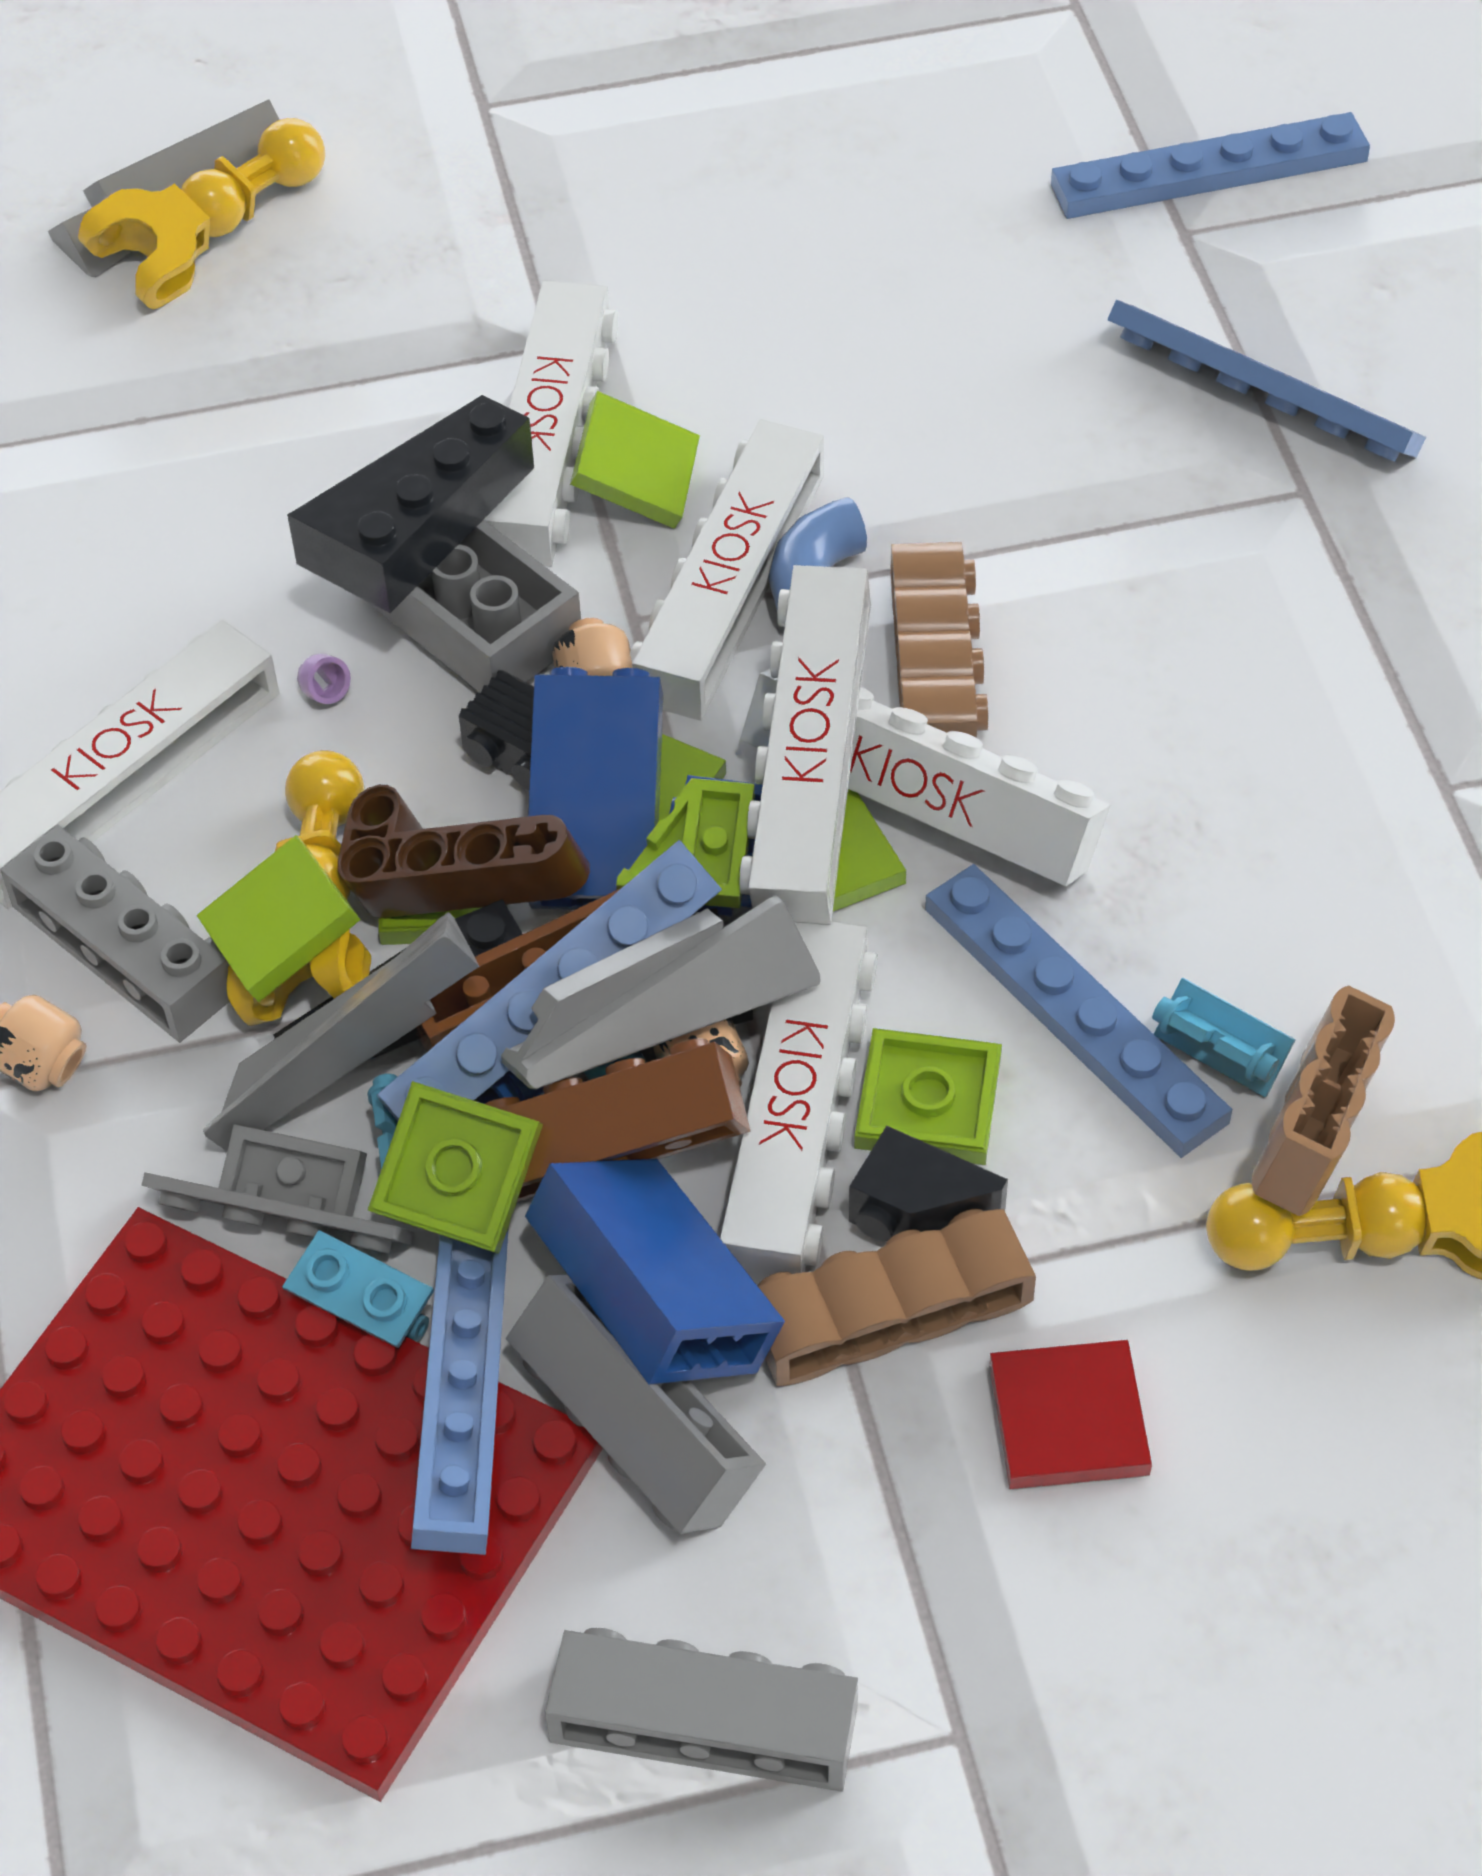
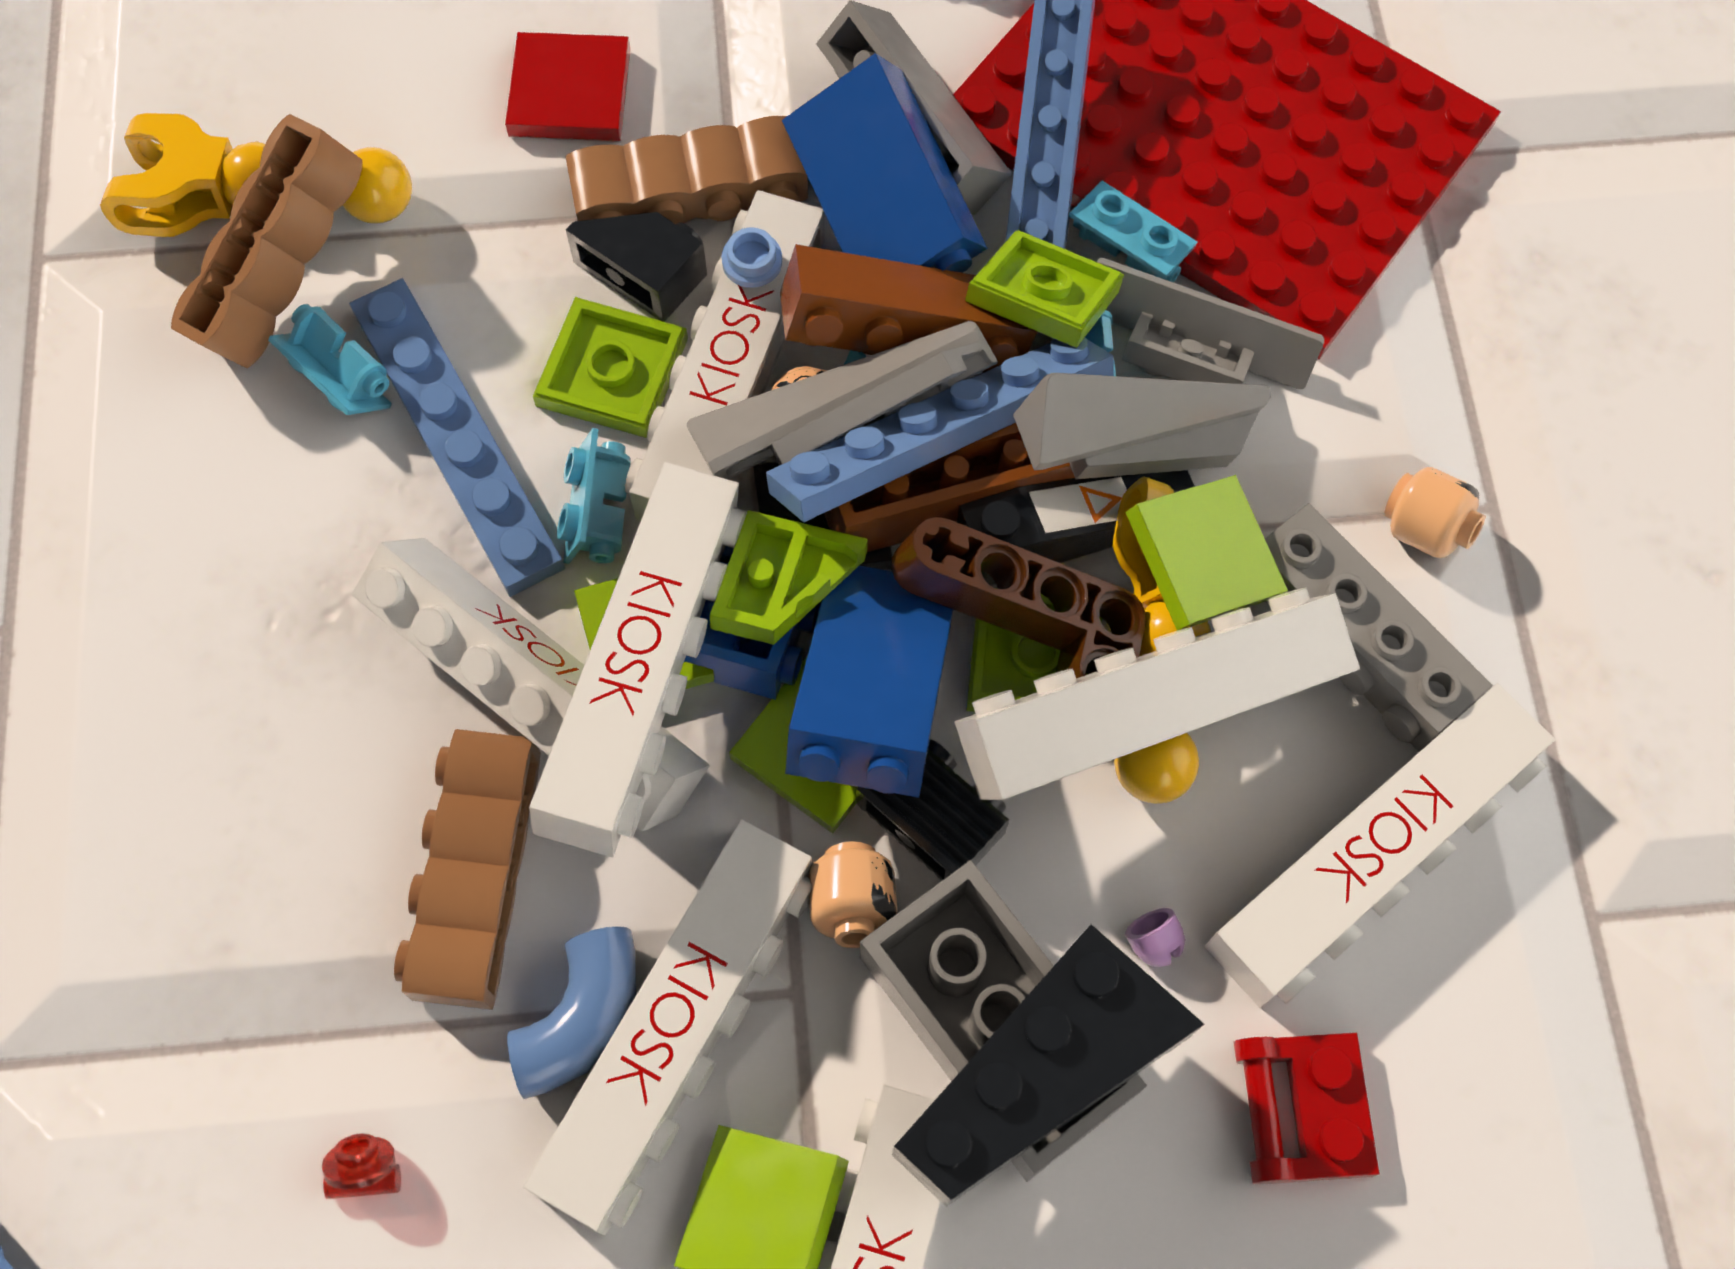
camera: 175 degrees left, 15 degrees up
(176, 589) = (1327, 1108): none -> red plate
(323, 776) = (1156, 695): none -> white brick
(787, 1153) = (751, 258): none -> light blue plate
(919, 972) = (586, 521): none -> medium azure hinge
(962, 459) = (360, 1168): none -> clear red plate

